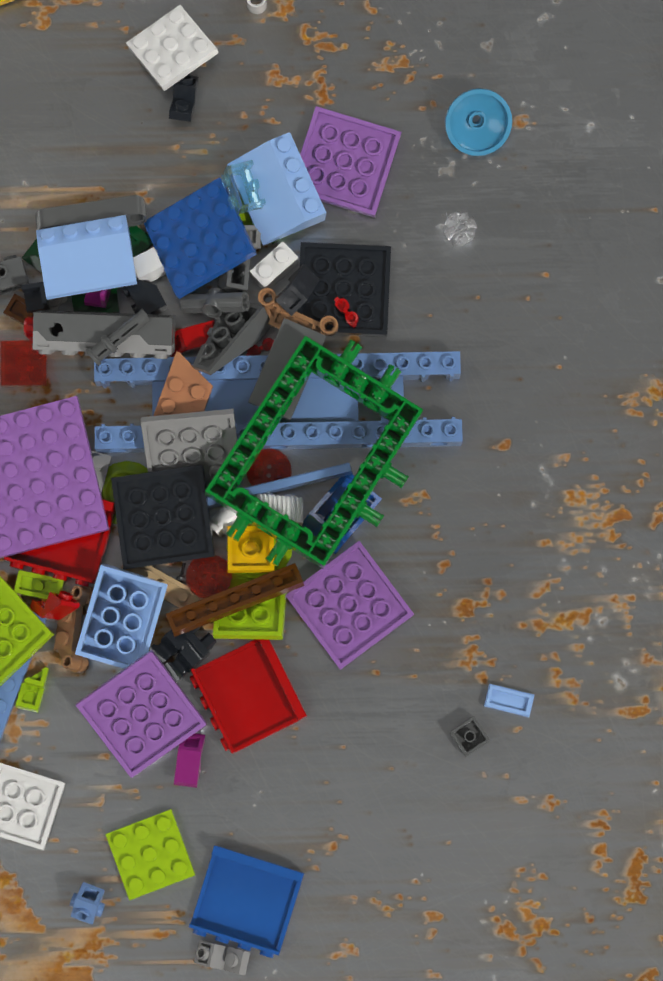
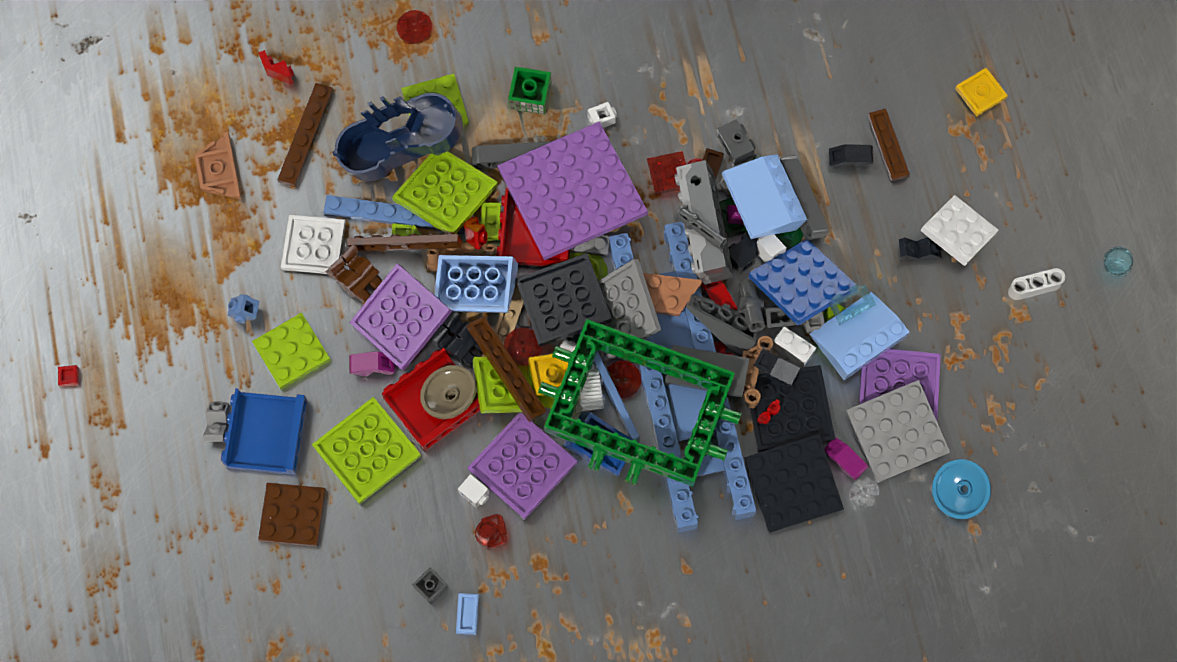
camera: 80 degrees right, 10 degrees down
(35, 297) = (722, 165): black panel -> none
(46, 101) = (888, 145): none -> reddish brown plate
(48, 683) = (409, 242): none -> reddish brown plate
(50, 147) = (851, 154): none -> black slope
(78, 754) = (357, 277): none -> reddish brown hips
(235, 680) = (443, 386): none -> dark tan dish
(293, 783) = (366, 450): none -> lime plate
(352, 884) = (292, 514): none -> reddish brown plate
(370, 666) = (474, 491): none -> white brick
(397, 175) = (897, 431): none -> light grey plate
(415, 240) = (846, 458): none -> magenta slope
(420, 659) = (488, 532): none -> clear red piece
(433, 304) = (793, 483): none -> black plate

